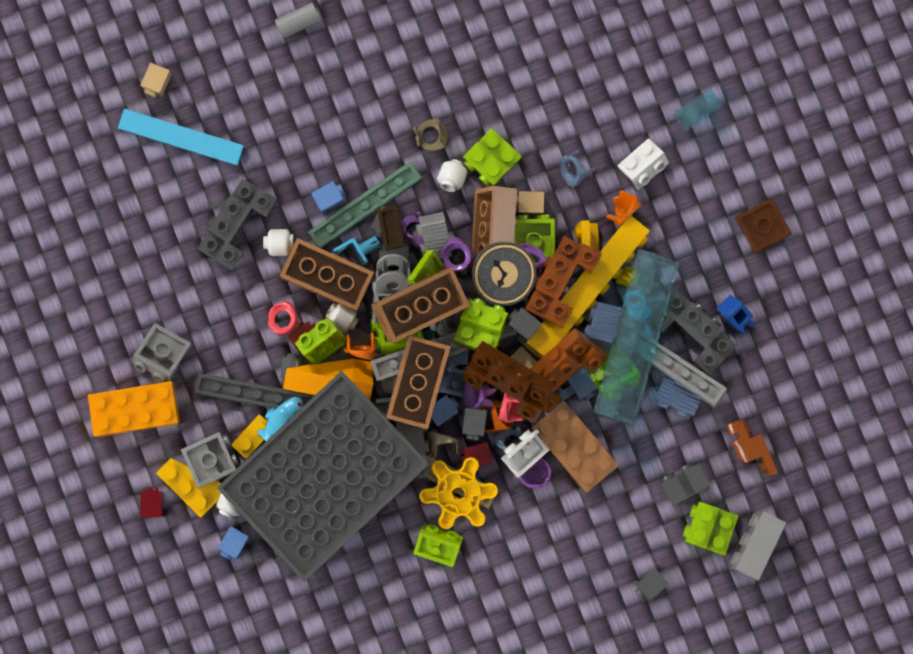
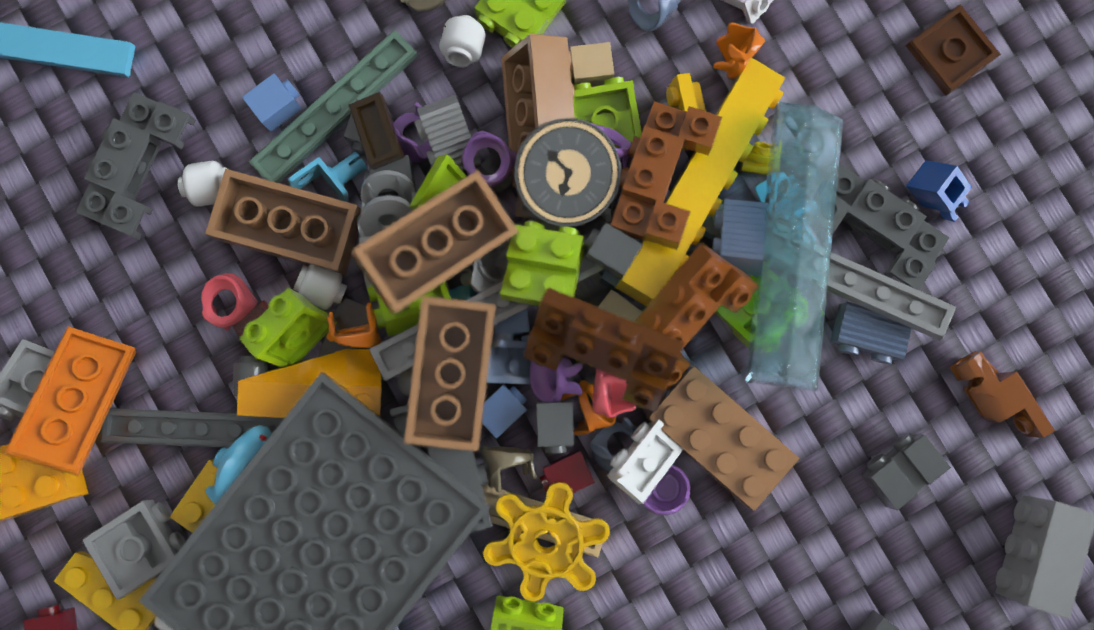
camera: 10 degrees left, 0 degrees up
(185, 365) = (71, 402): none -> orange tile
(580, 385) = (715, 339): sand blue brick -> none
(710, 528) = (955, 534): lime plate -> none

